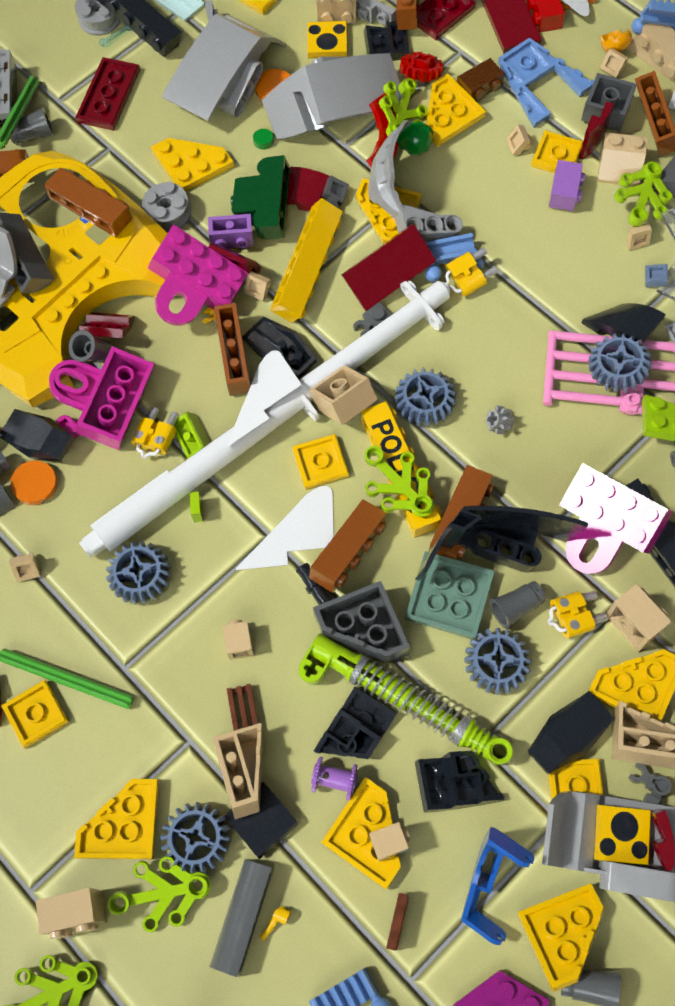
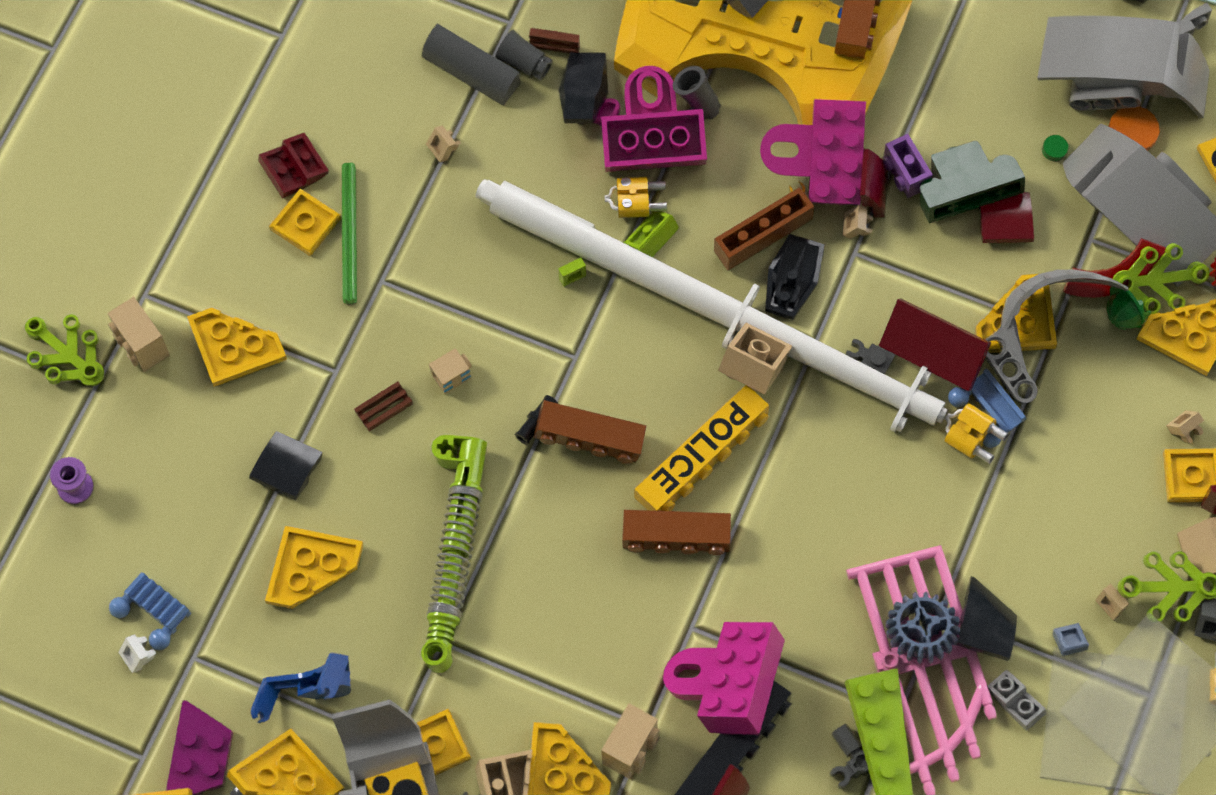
camera: 65 degrees right, 0 degrees up
(33, 482) = (534, 109): orange tile -> none
(108, 324) = (737, 94): dark red slope -> none
(119, 573) = (480, 249): sand blue gear -> none
(164, 893) = (187, 407): lime plant -> none
(170, 196) = (911, 73): light grey wheel -> none
(191, 162) = (986, 86): yellow plate -> none
(200, 827) = (266, 415): sand blue gear -> none
(241, 767) = (323, 424): tan wedge -> none
(241, 918) = (192, 486): dark grey brick -> none
(270, 384) = (731, 282): white sticker -> none
(280, 915) = (207, 519): yellow hand -> none
(304, 528) = (594, 384): white sticker -> none
(306, 261) = (909, 258): yellow brick -> none
(320, 461) = (678, 371): yellow tile -> none
(335, 191) = (1015, 252): dark grey plate -> none
(338, 778) = (350, 513): medium lavender hose -> none
(357, 726) = (409, 516): black slope -> none
(364, 623) = (515, 479): dark grey brick -> none
(390, 841) = (307, 582): tan brick -> none
(397, 922) = (239, 622): copper tile -> none
(400, 485) = (676, 455): lime plant -> none
(432, 388) = (785, 429): sand blue gear -> none
(450, 596) = (582, 553): sand green plate -> none
(454, 782) = (391, 628): black slope -> none
(500, 420) = (803, 530): light grey gear -> none
(506, 528) = (652, 542): black beam -> none
(506, 659) = (521, 627): sand blue gear -> none
(517, 603) = (599, 621): dark grey plant -> none
(566, 184) = (1143, 497): medium lavender brick -> none
(570, 733) = (483, 718): black piece -> none
(573, 615) = (612, 682): yellow piece -> none

